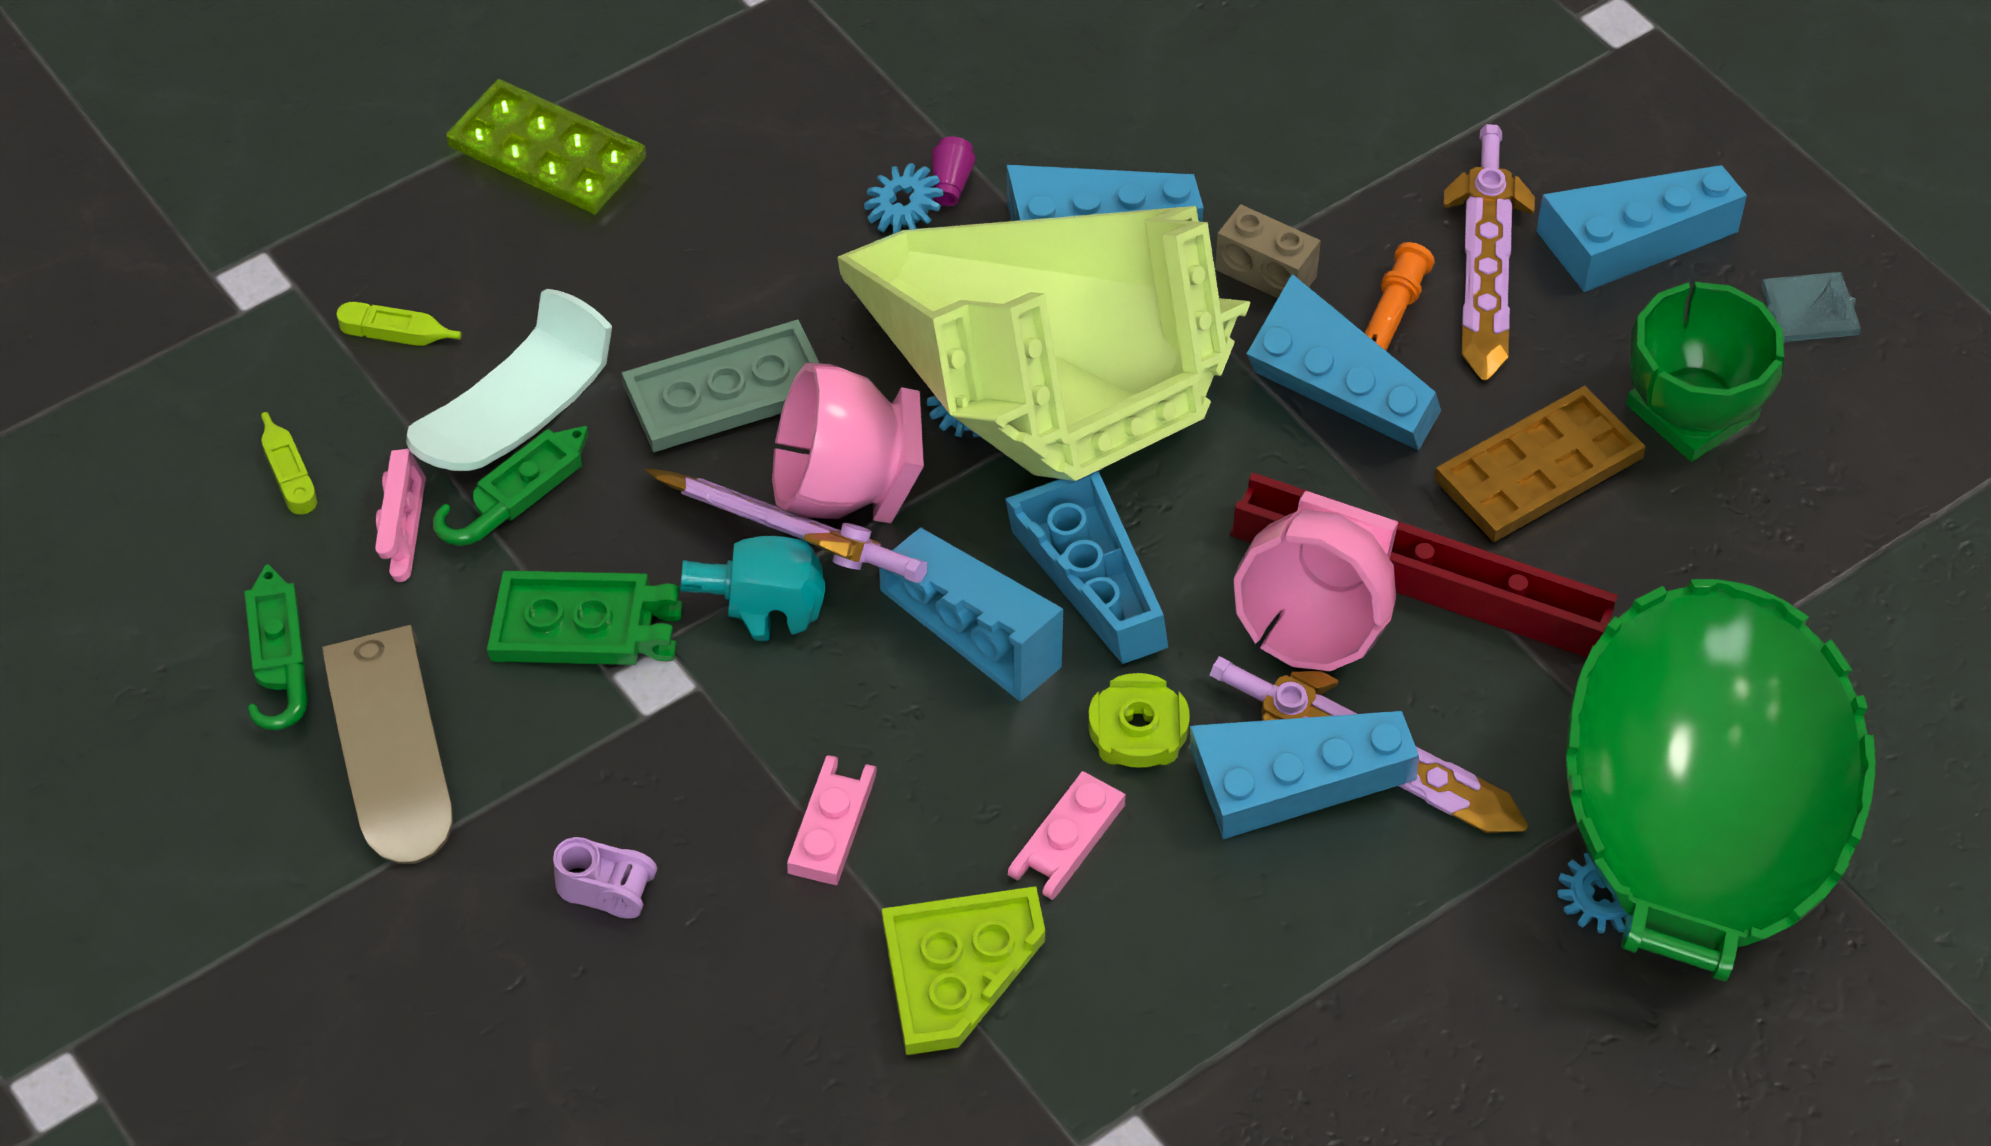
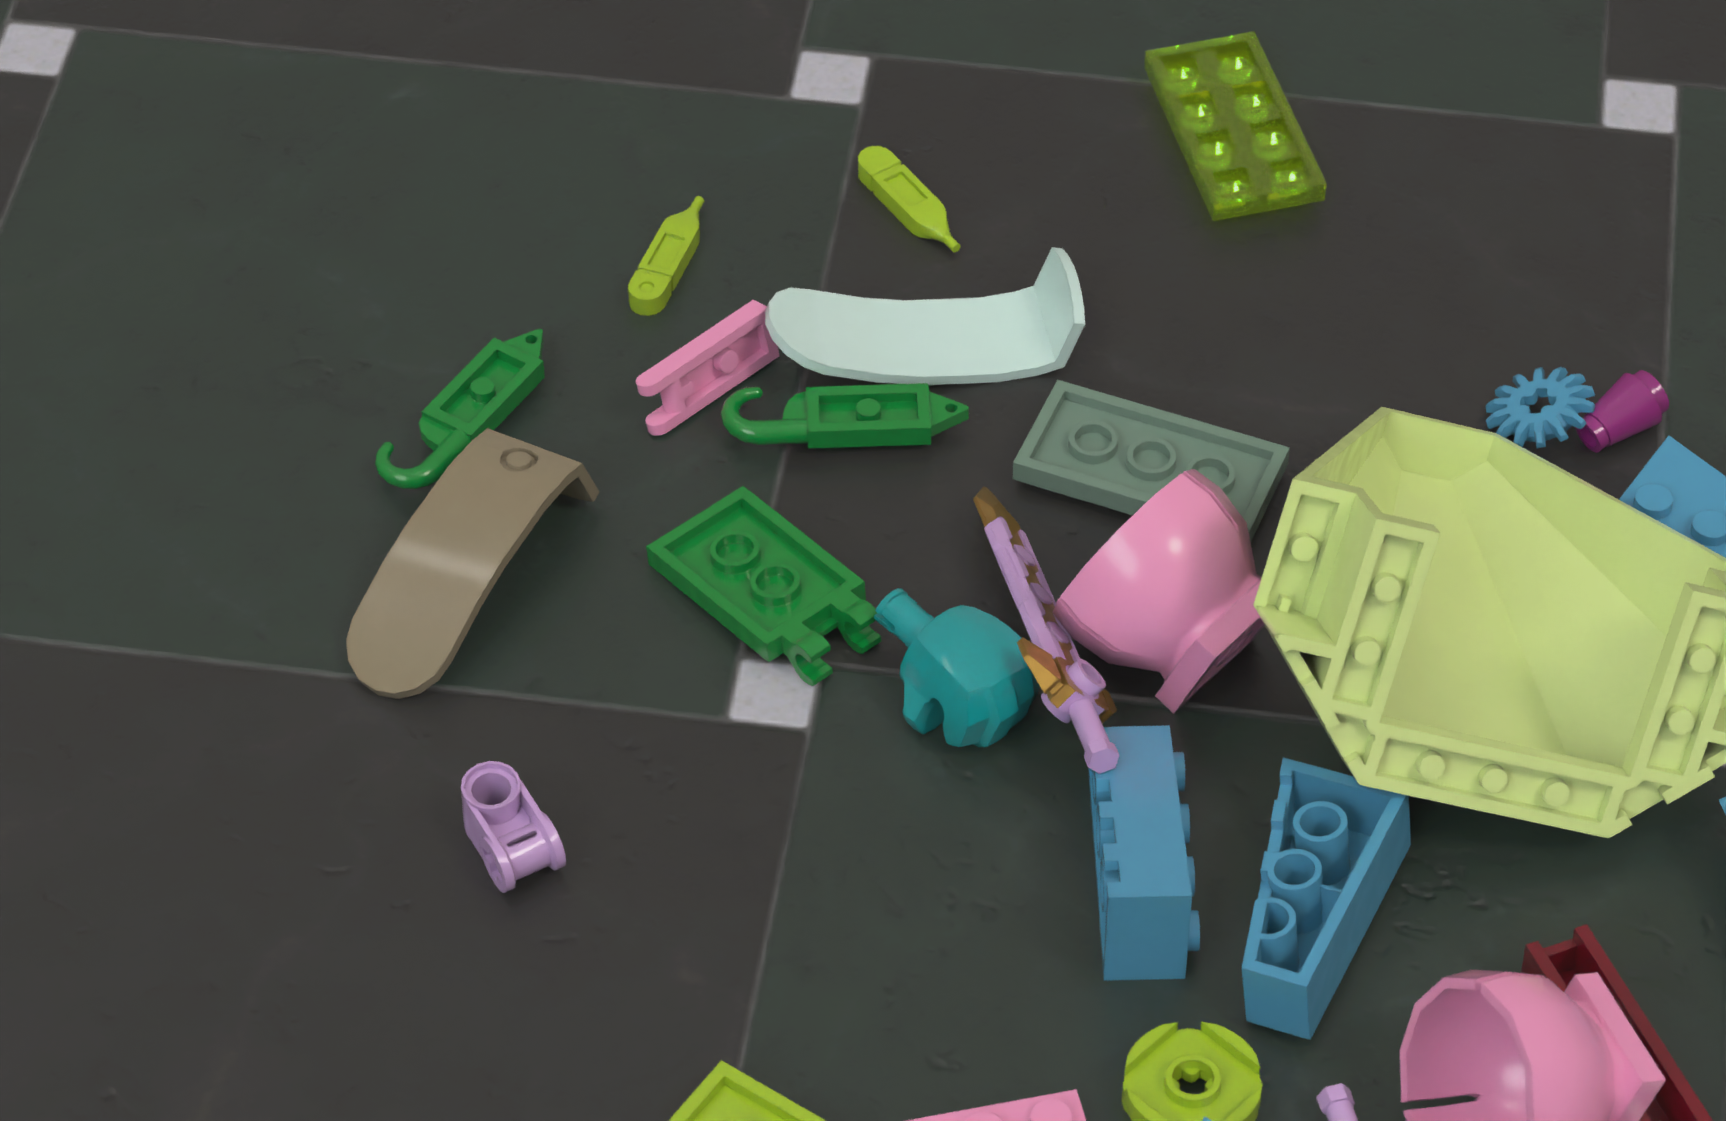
camera: 45 degrees right, 5 degrees down
(830, 823) = (781, 947): bright pink hinge -> none

